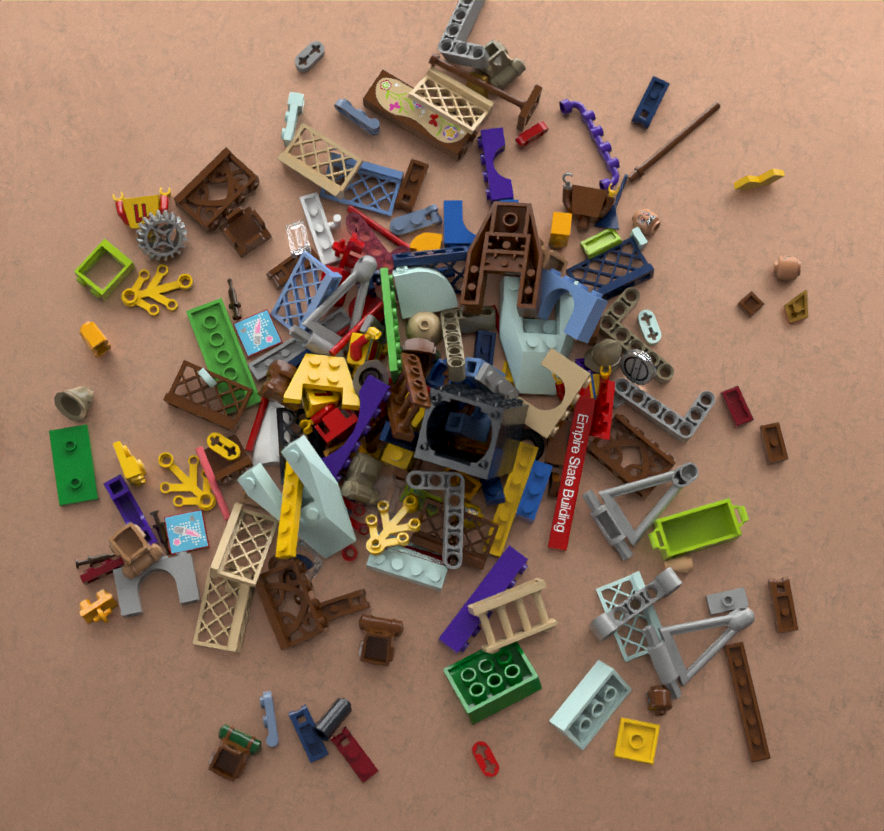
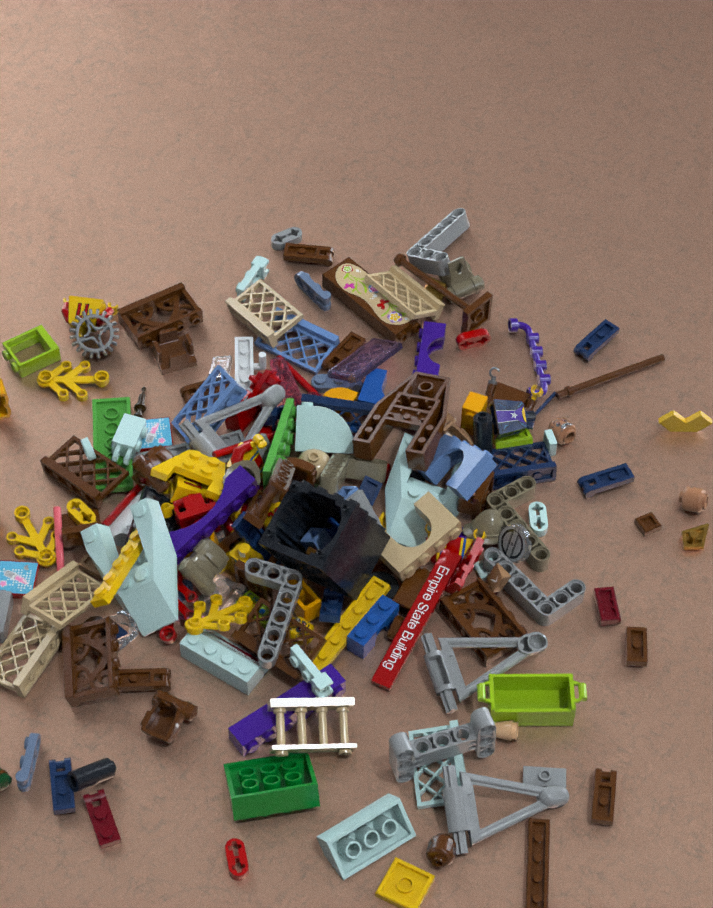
camera: 20 degrees right, 25 degrees down
(240, 352) = (128, 438): none -> light aqua hinge
(338, 71) = (309, 253): none -> reddish brown plate
(437, 193) = (364, 360): none -> clear purple tile
(510, 573) = (310, 673): none -> light aqua plate
(575, 251) = (483, 431): none -> black brick
(596, 228) = (509, 417): none -> torso
(633, 410) = (498, 578): none -> medium nougat slope
(701, 266) = (606, 479): none -> dark blue plate

